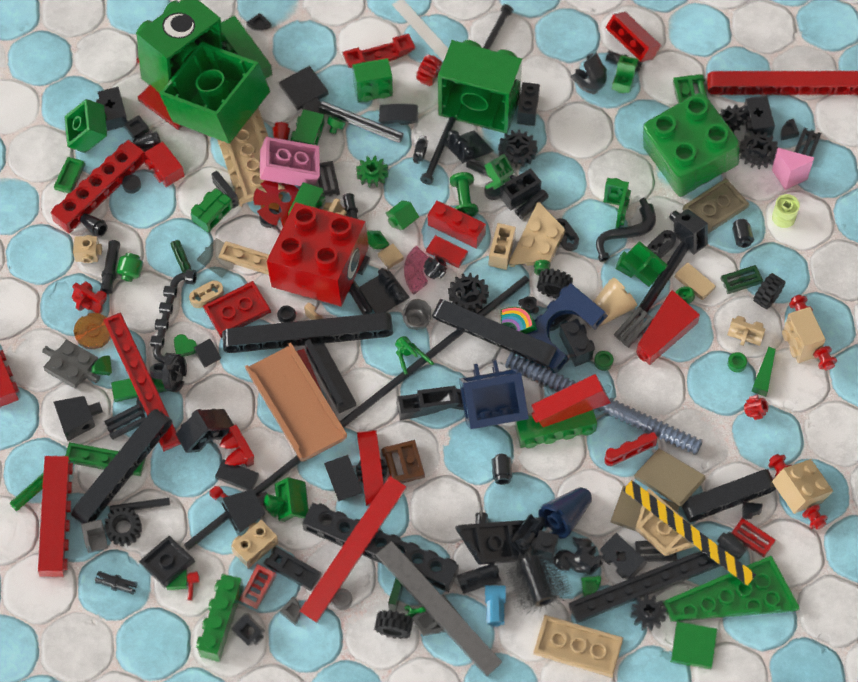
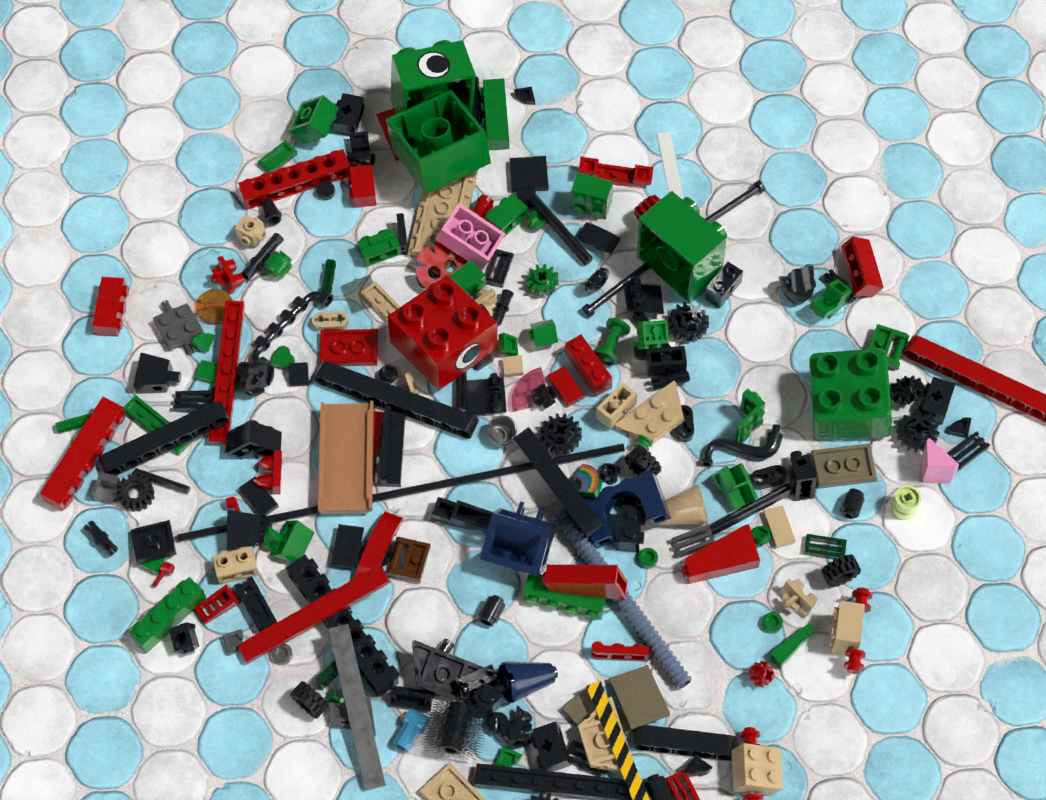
camera: 30 degrees right, 0 degrees up
(406, 348) = (473, 457): green plant -> none

